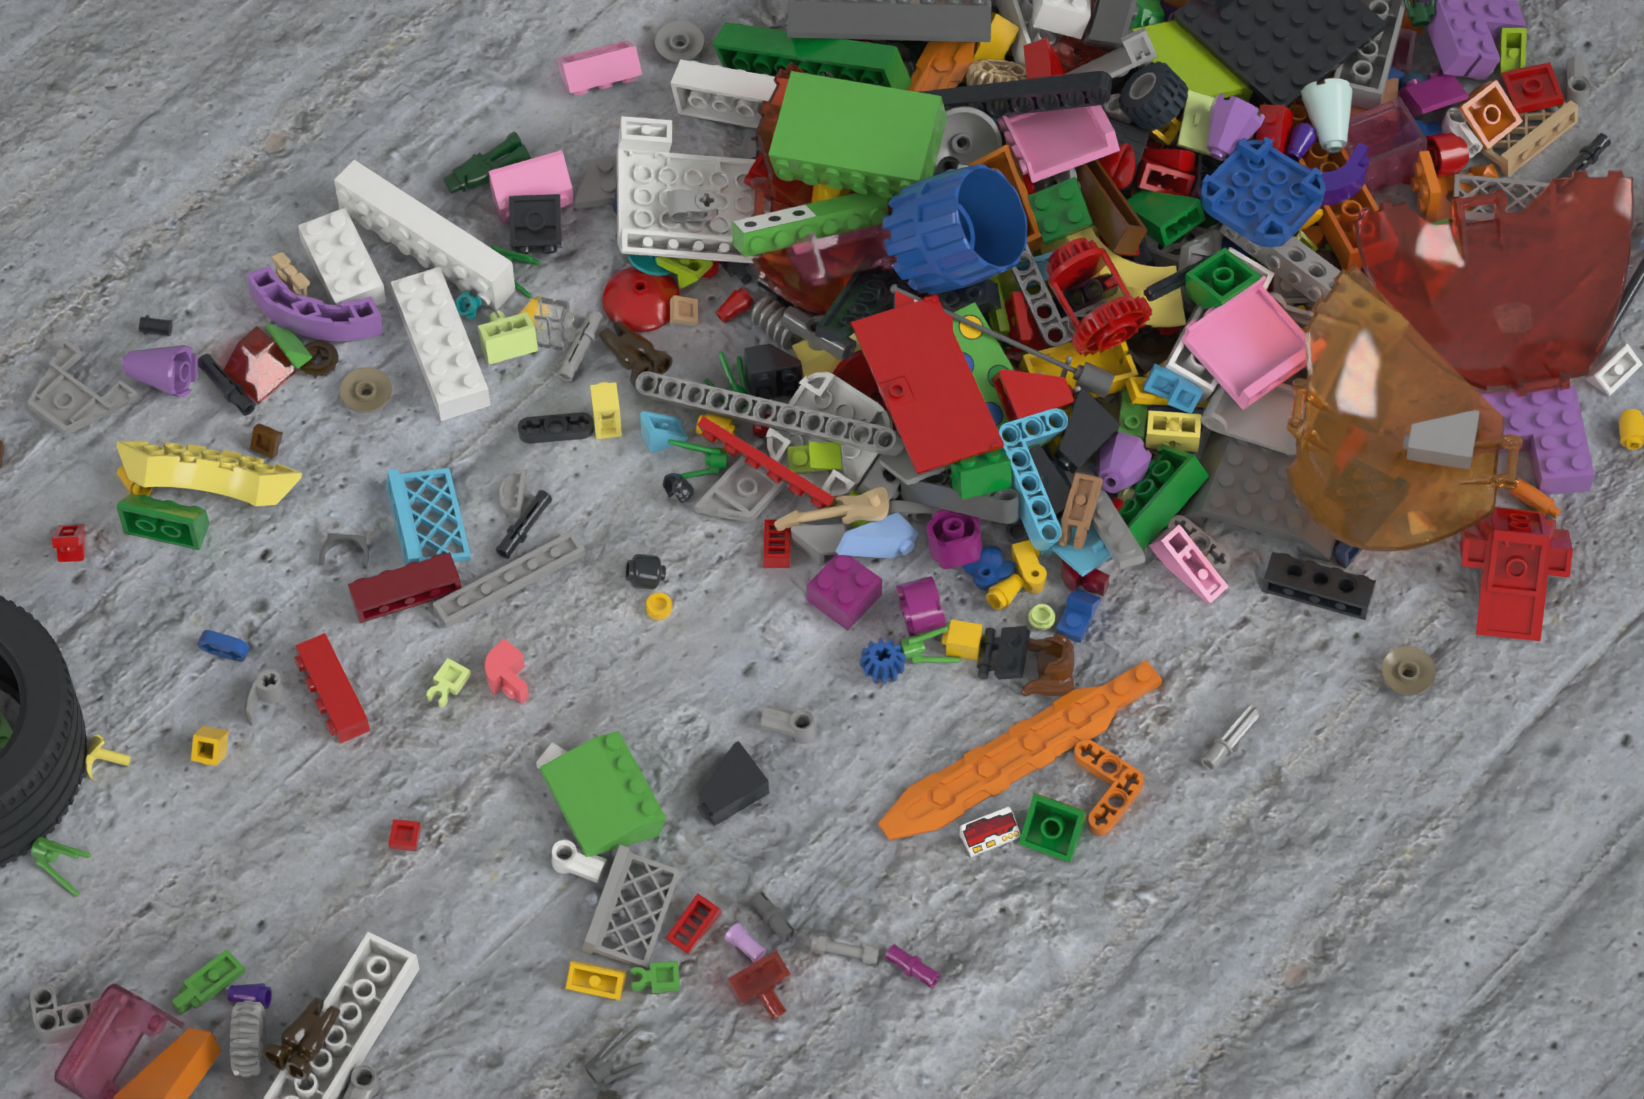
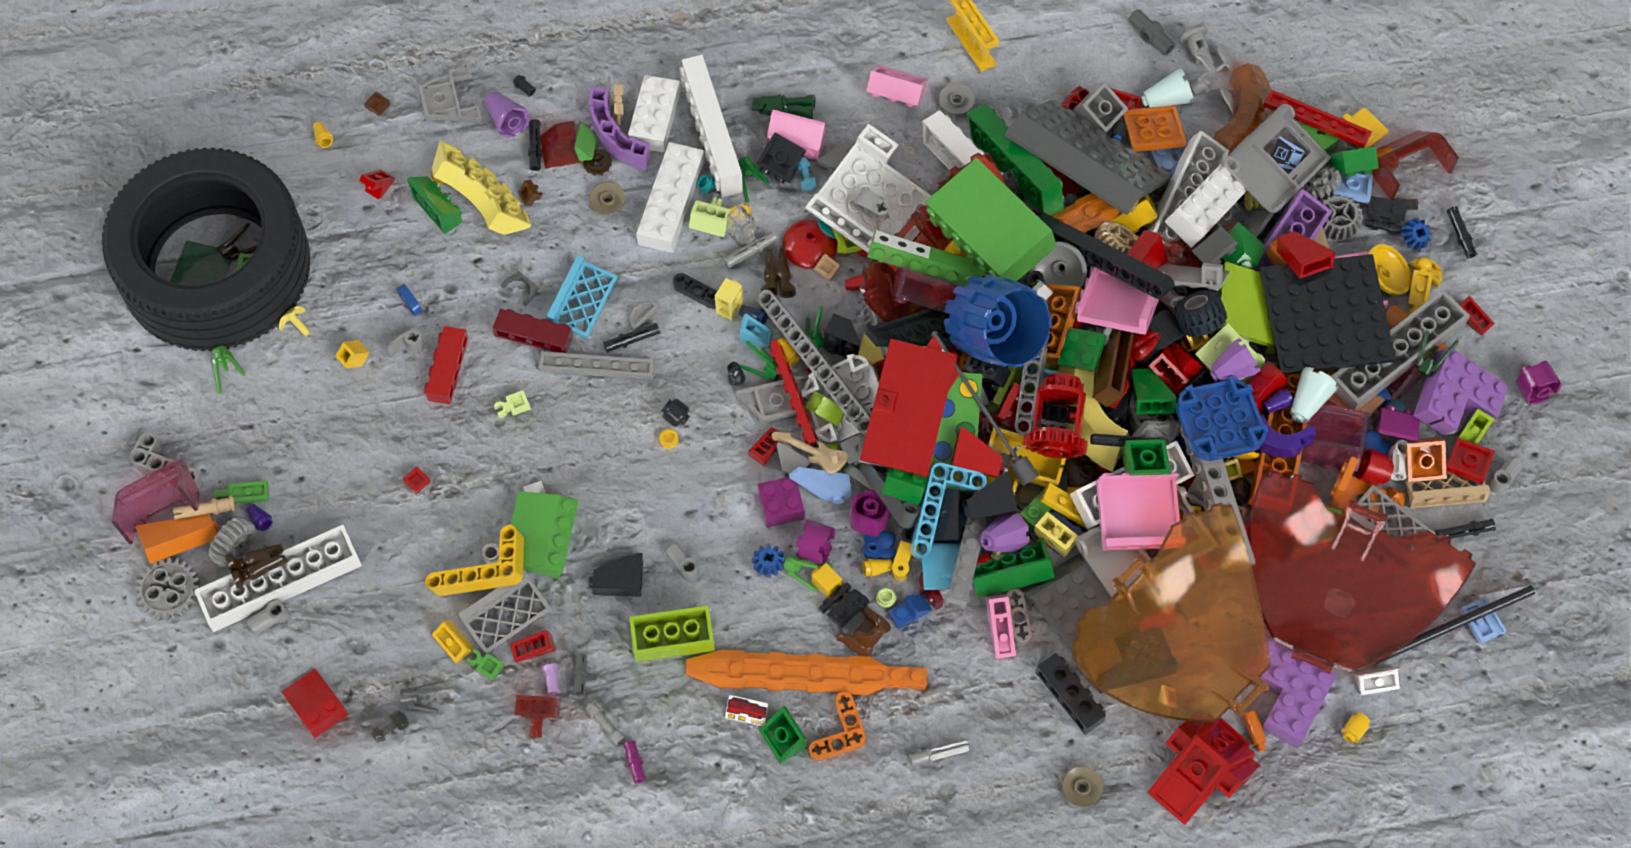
camera: 35 degrees right, 5 degrees up
(191, 1015) = (215, 506): none -> tan pin
(501, 671) = (547, 416): coral brick -> none
(575, 876) = (483, 573): none -> yellow beam
(585, 234) = (808, 182): none -> medium azure bar
(632, 414) = (756, 313): none -> dark blue cone
(842, 804) = (671, 633): none -> lime brick
(1080, 508) = (952, 546): medium nougat hinge -> none
(1173, 387) = (1073, 511): dark azure slope -> none
(1444, 440) = (1218, 655): light grey slope -> none

